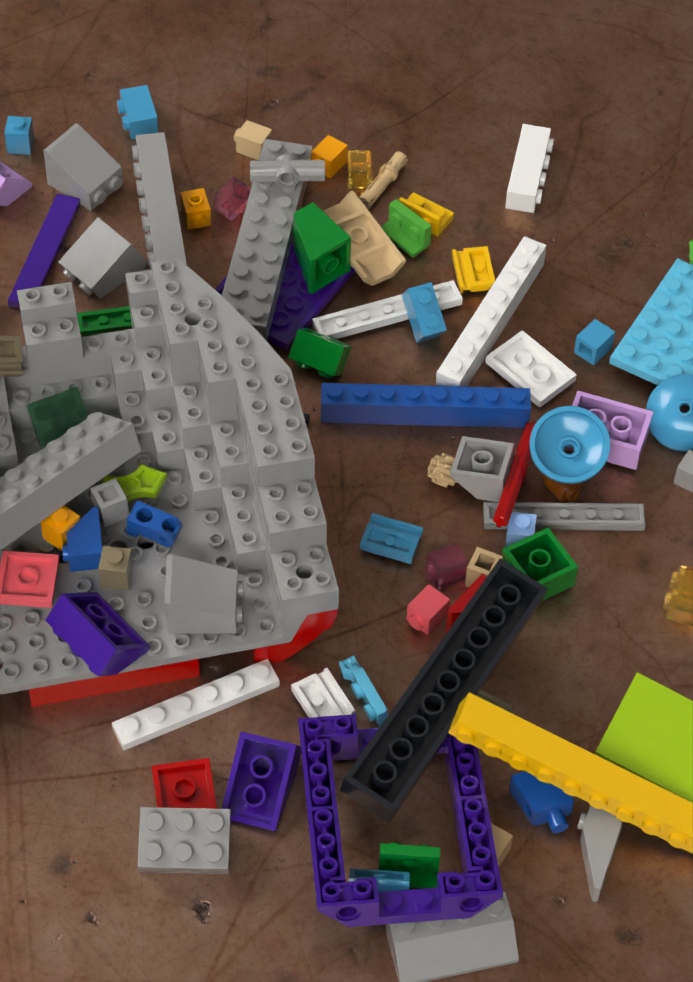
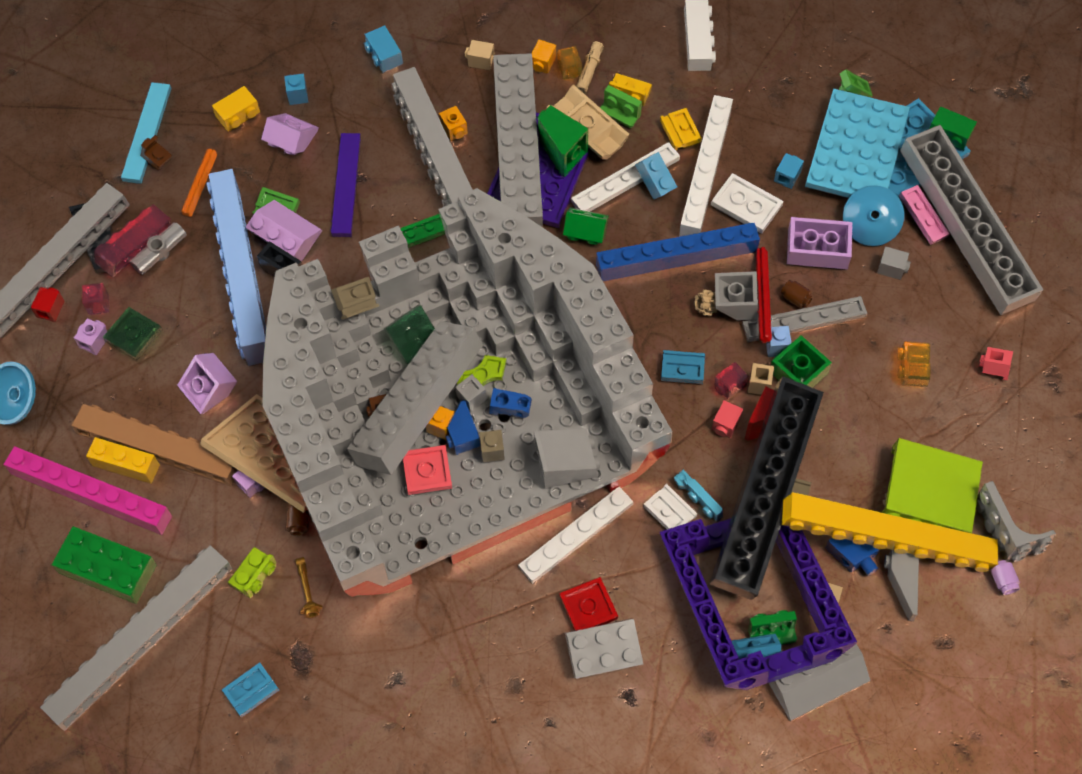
camera: 10 degrees left, 10 degrees up
(81, 168) = (355, 108): light grey slope -> none
(96, 632) = (493, 502): dark purple slope -> none
(101, 259) = (394, 184): light grey slope -> none
(232, 198) = (480, 109): clear pink brick -> none
(261, 780) = (643, 586): dark purple slope -> none
(287, 170) = (521, 81): light grey piece -> none
(575, 429) = (806, 252): dark azure dish -> none

